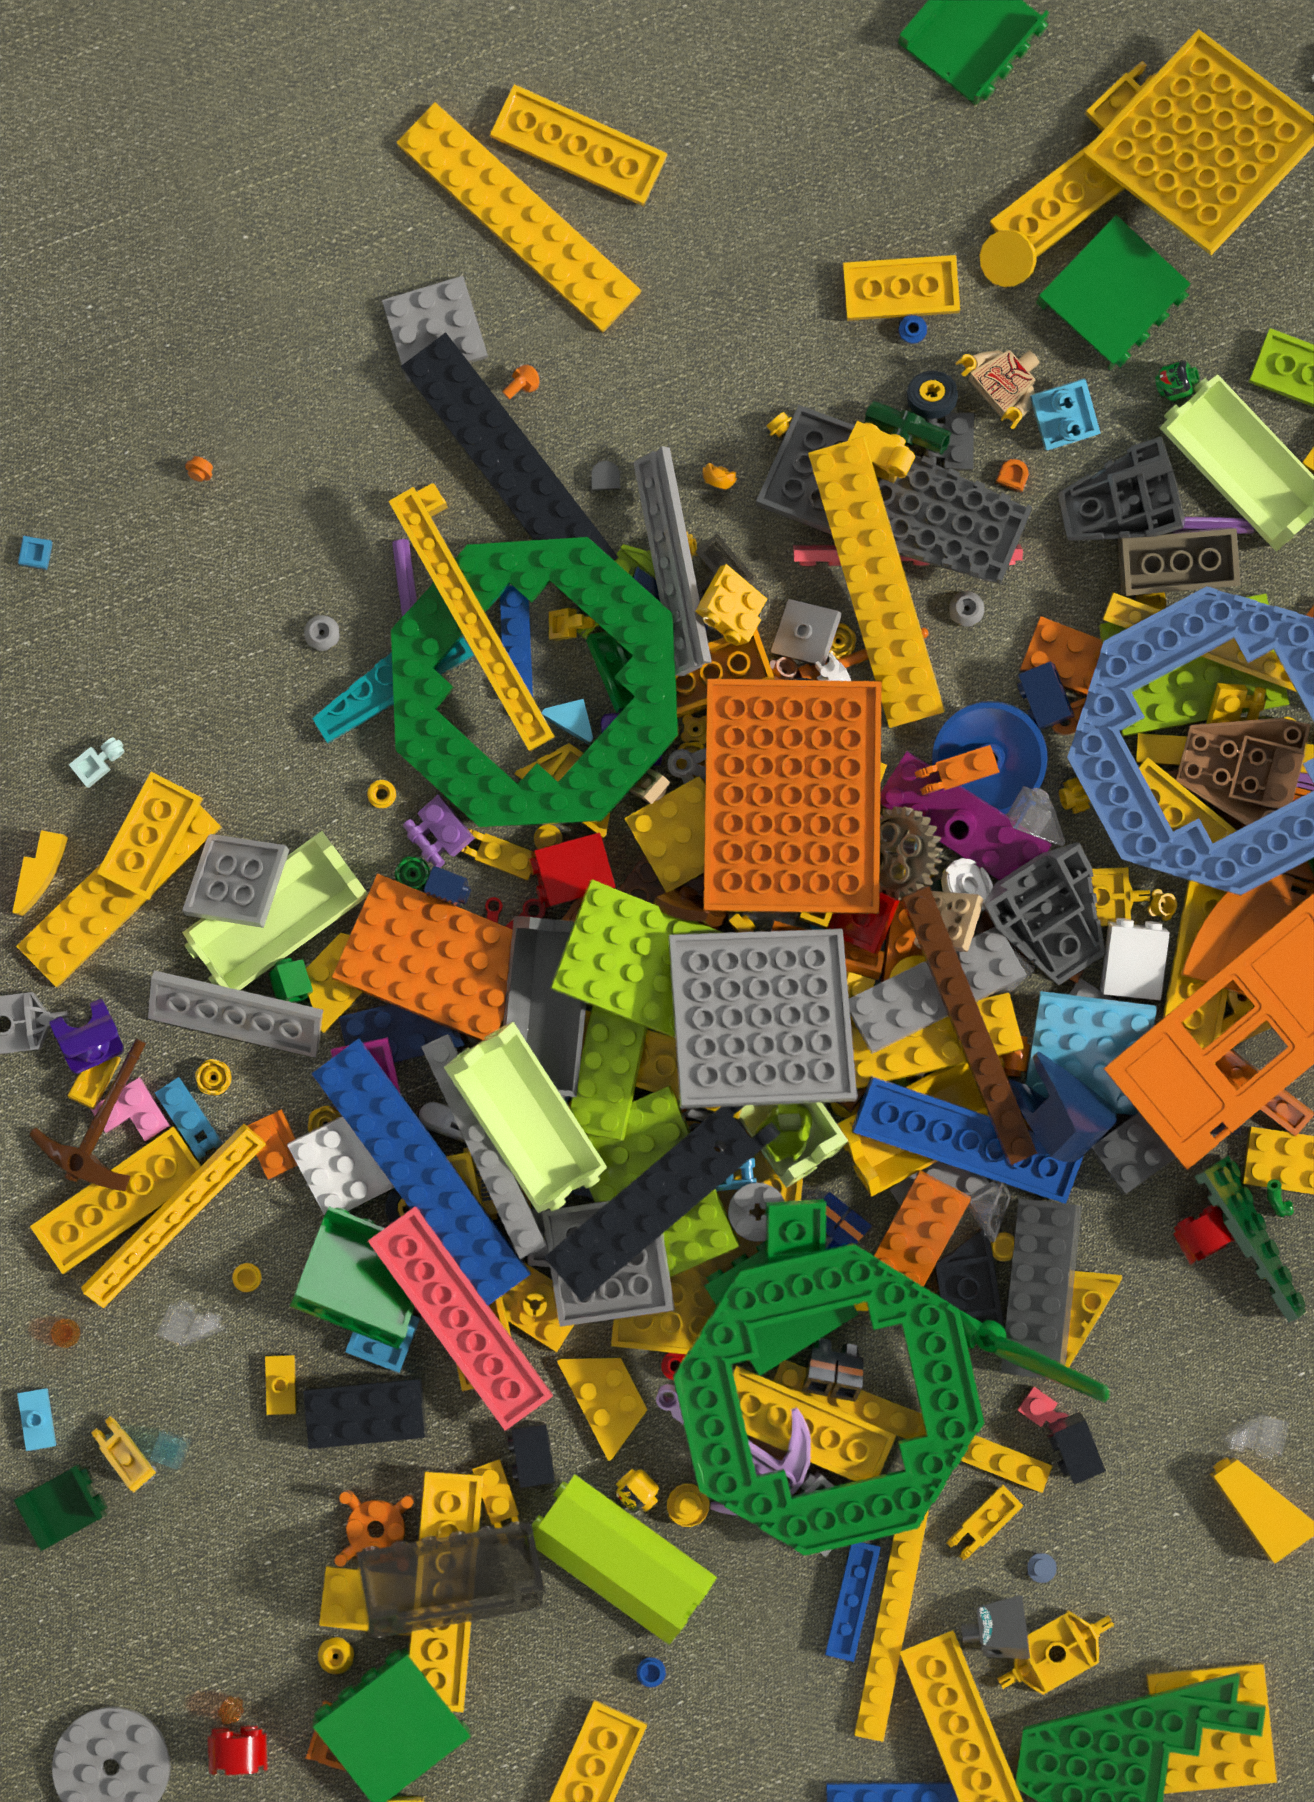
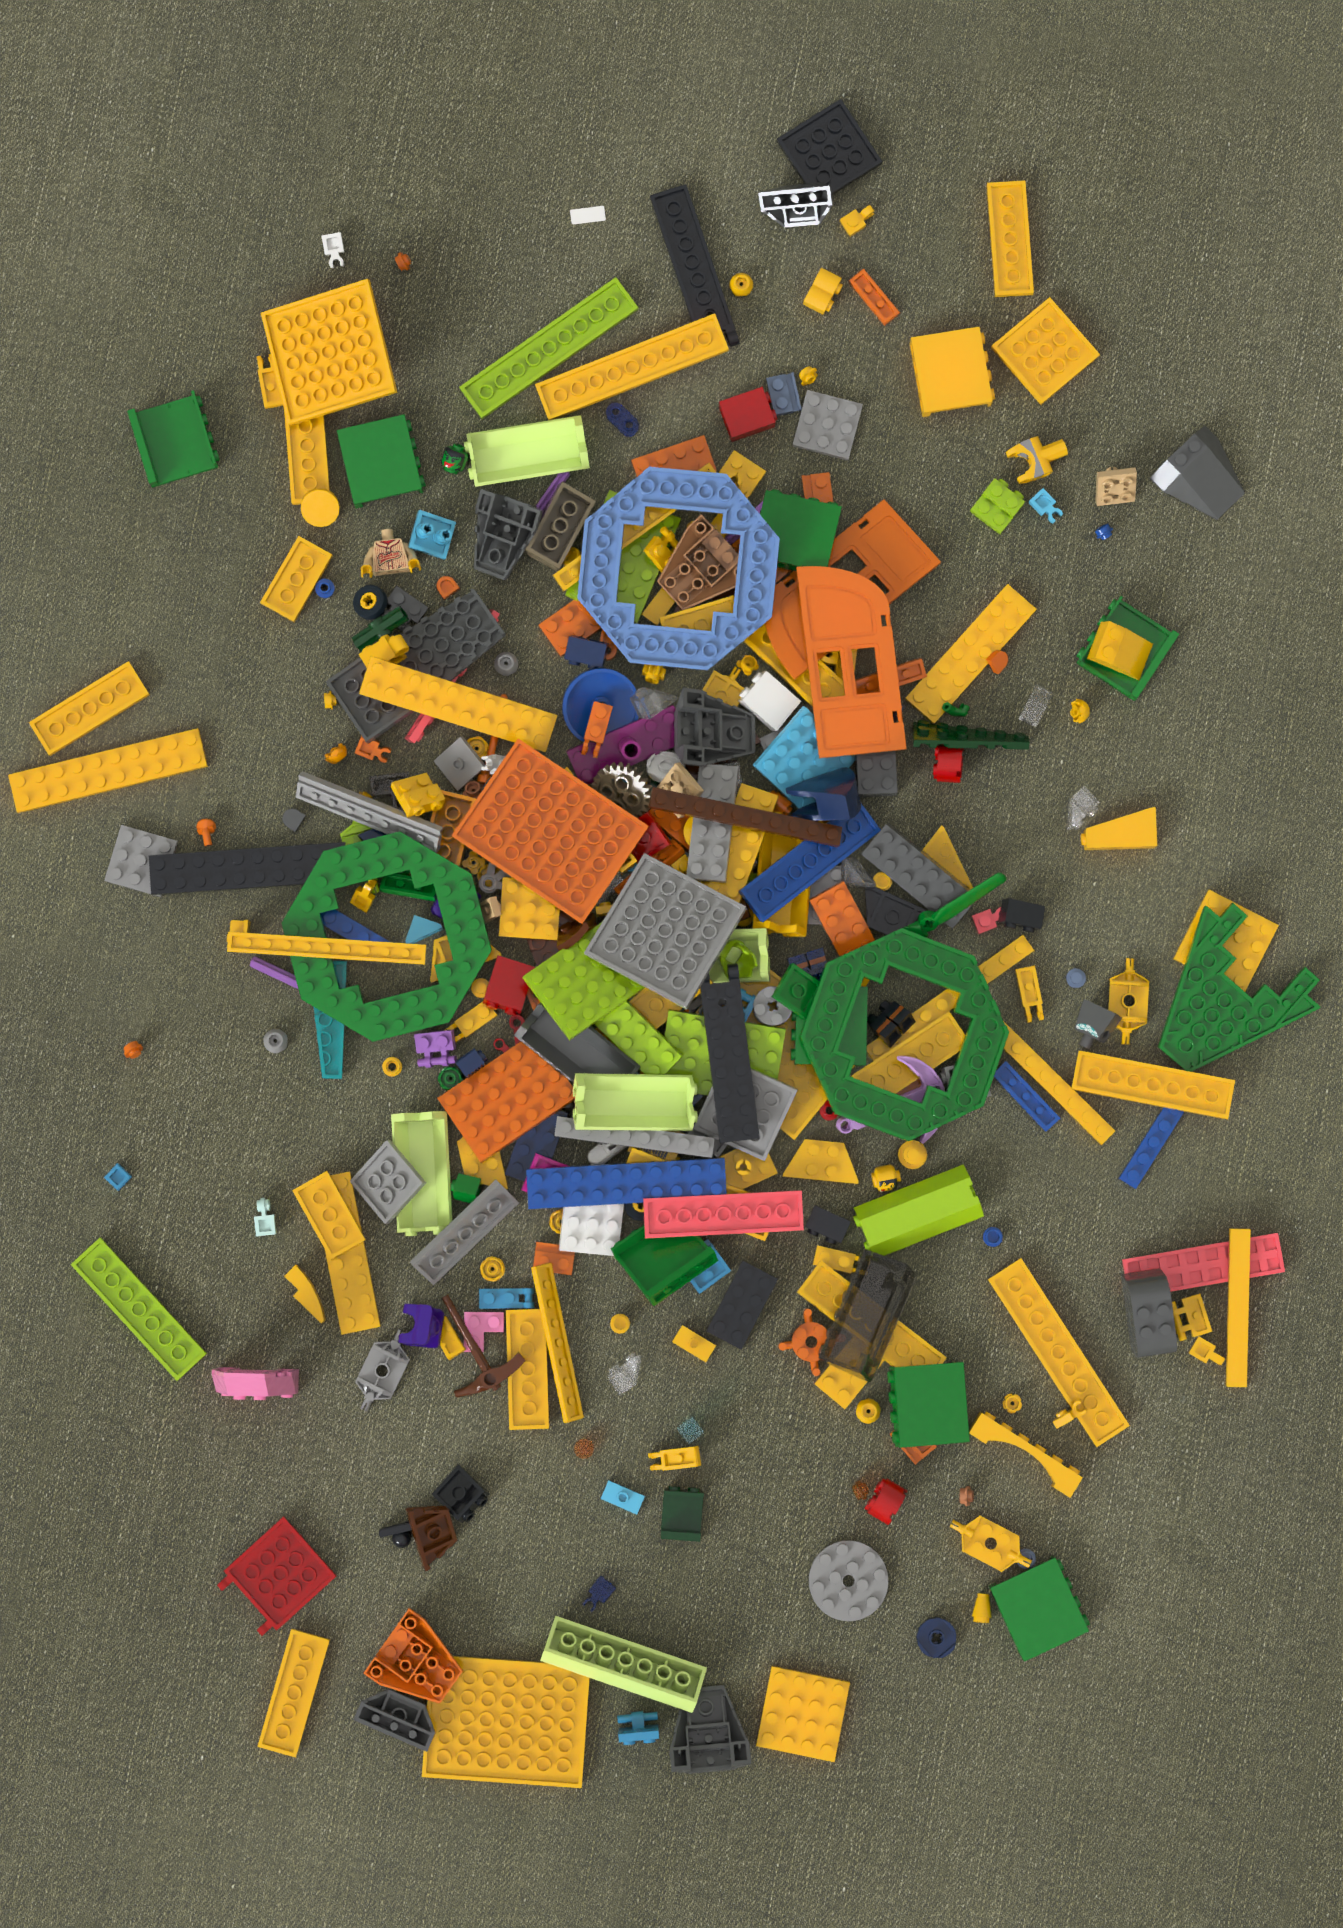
camera: 60 degrees left, 0 degrees up
(753, 515) = (371, 750): none -> orange plate

